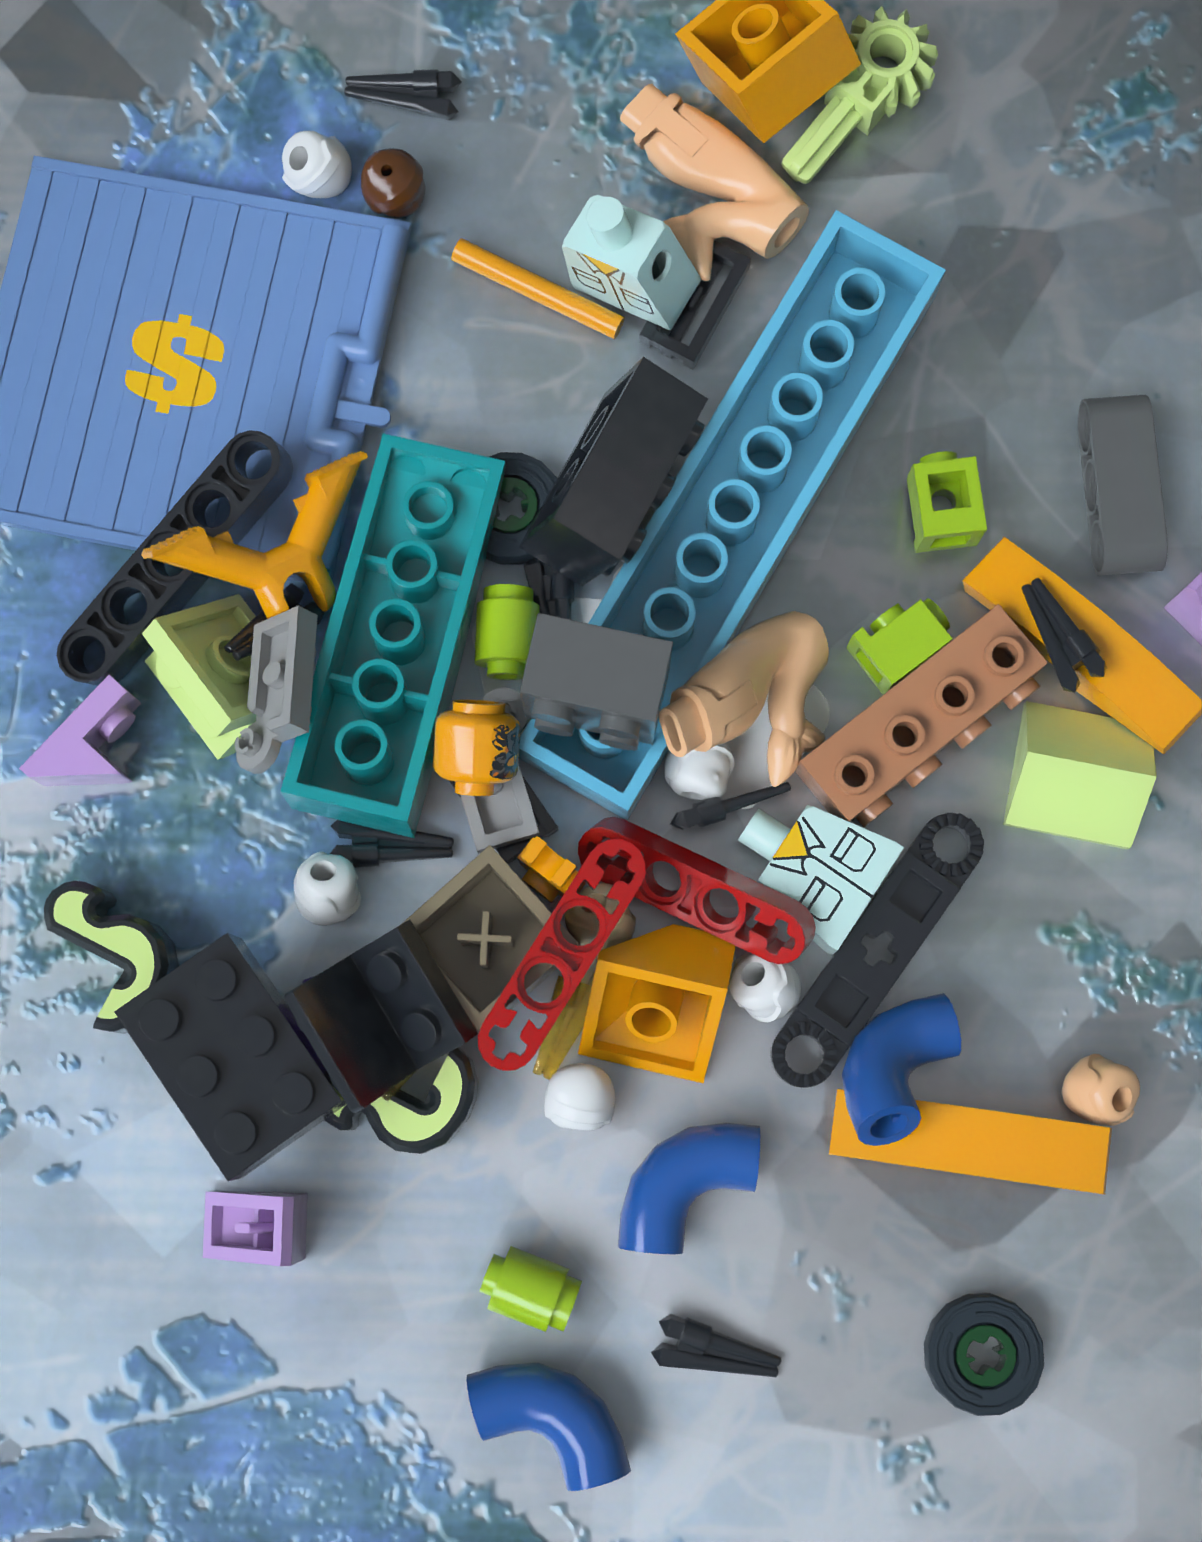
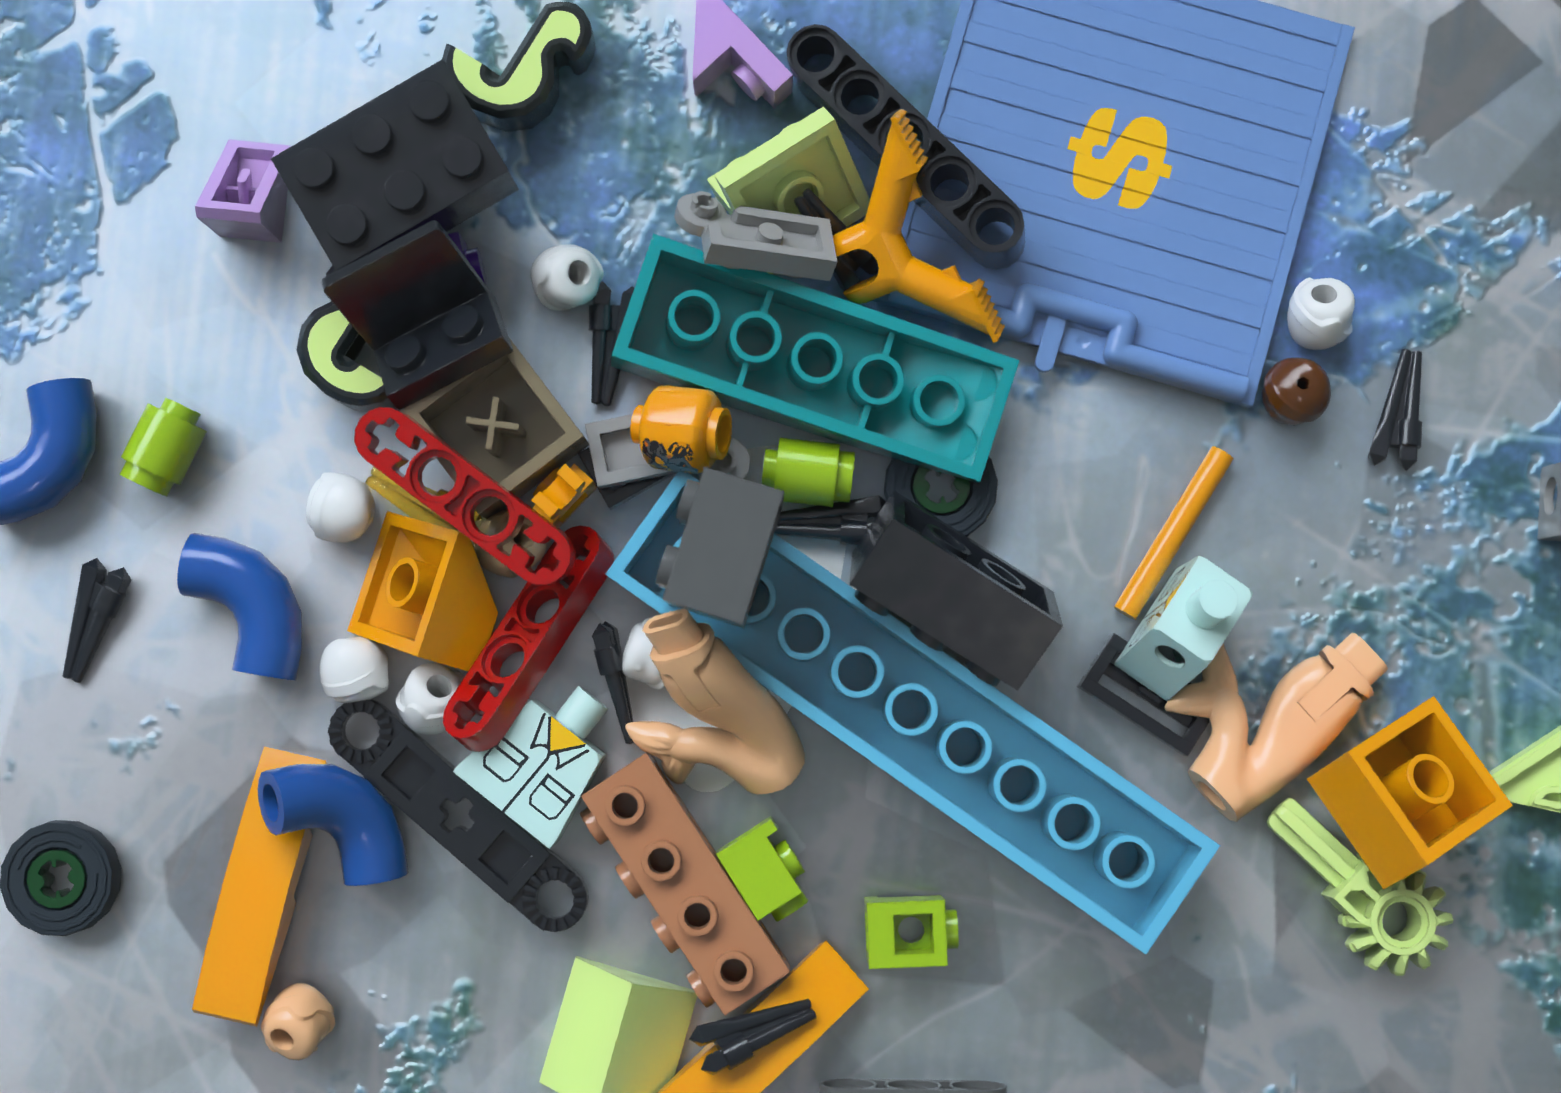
camera: 90 degrees right, 5 degrees up
(743, 1067) = (354, 670): none -> white piece

